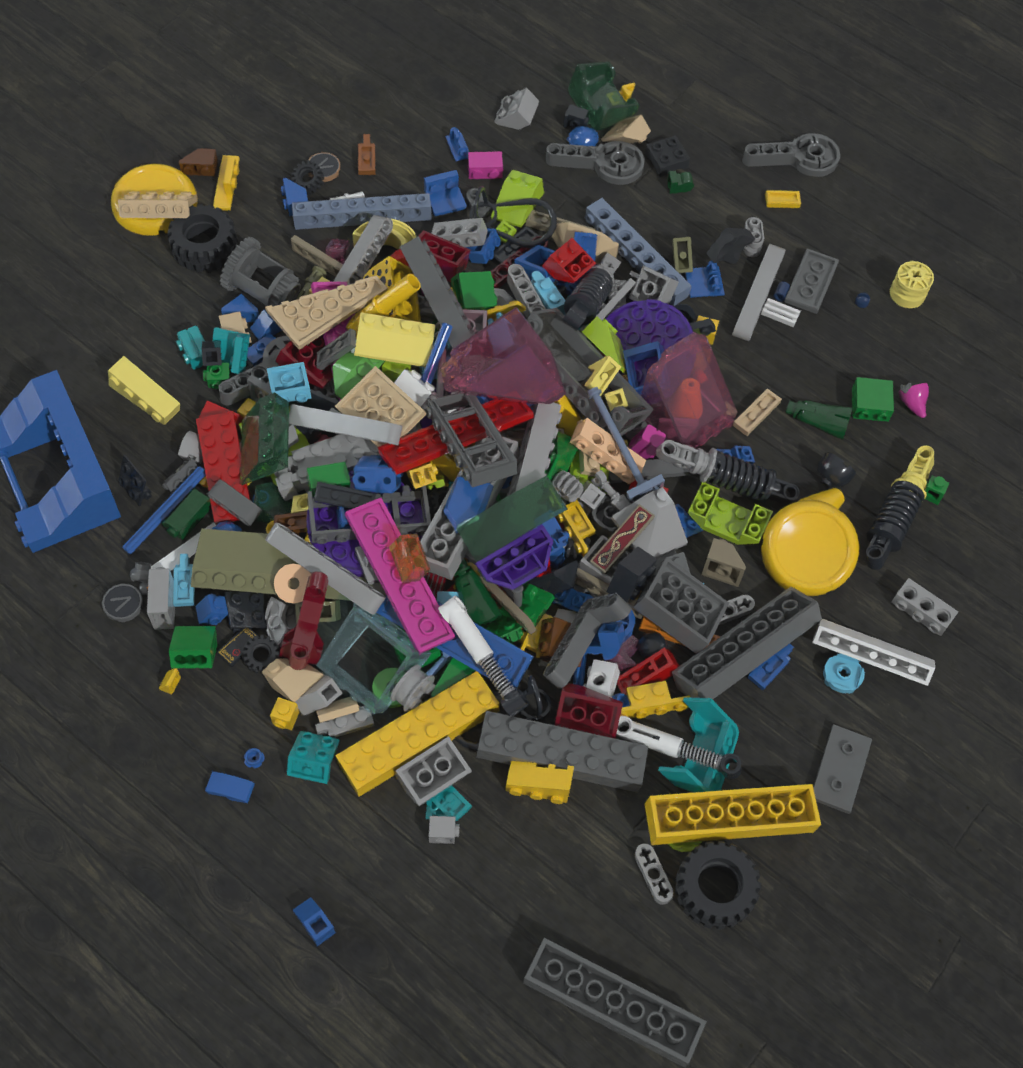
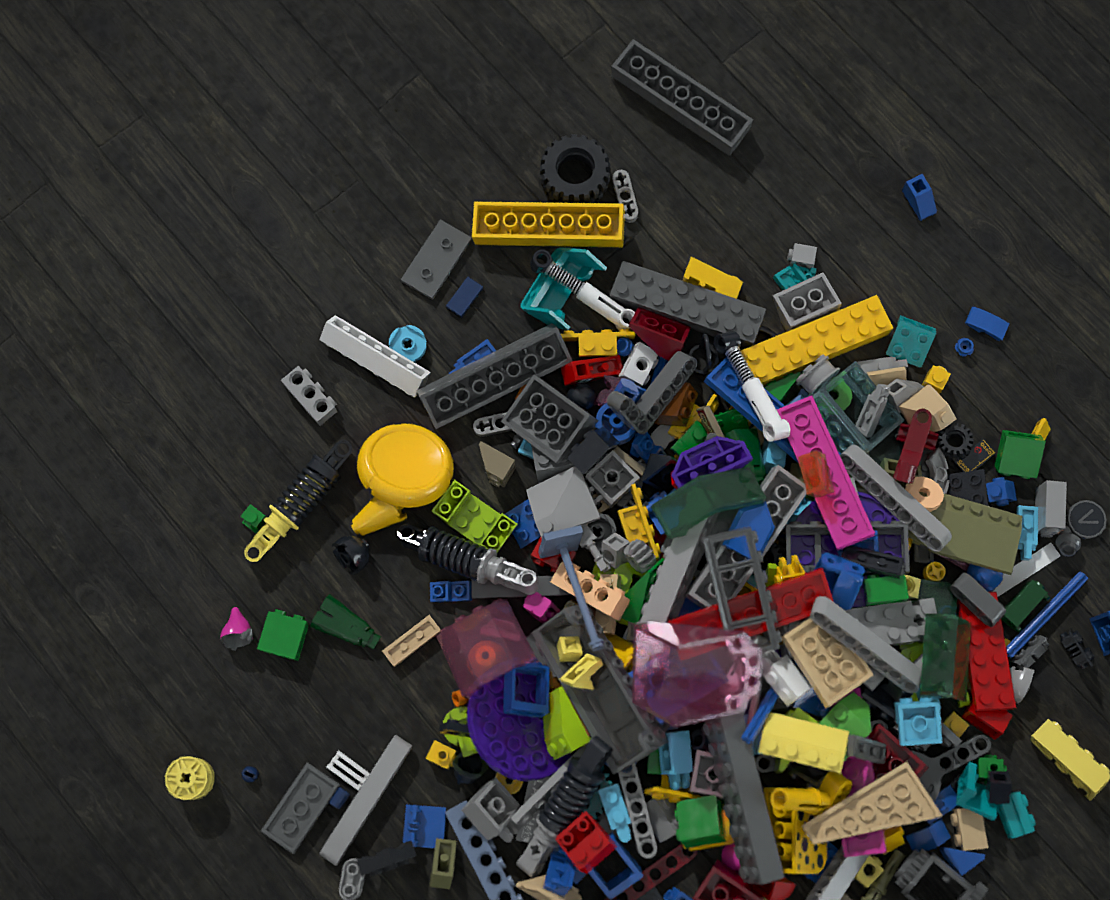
camera: 165 degrees left, 15 degrees up
(294, 521) = (923, 567): reddish brown slope -> none
(350, 666) = (872, 410): none -> light grey hinge
(622, 539) = (595, 487): tile -> none
(799, 732) = (464, 297): none -> dark blue tile

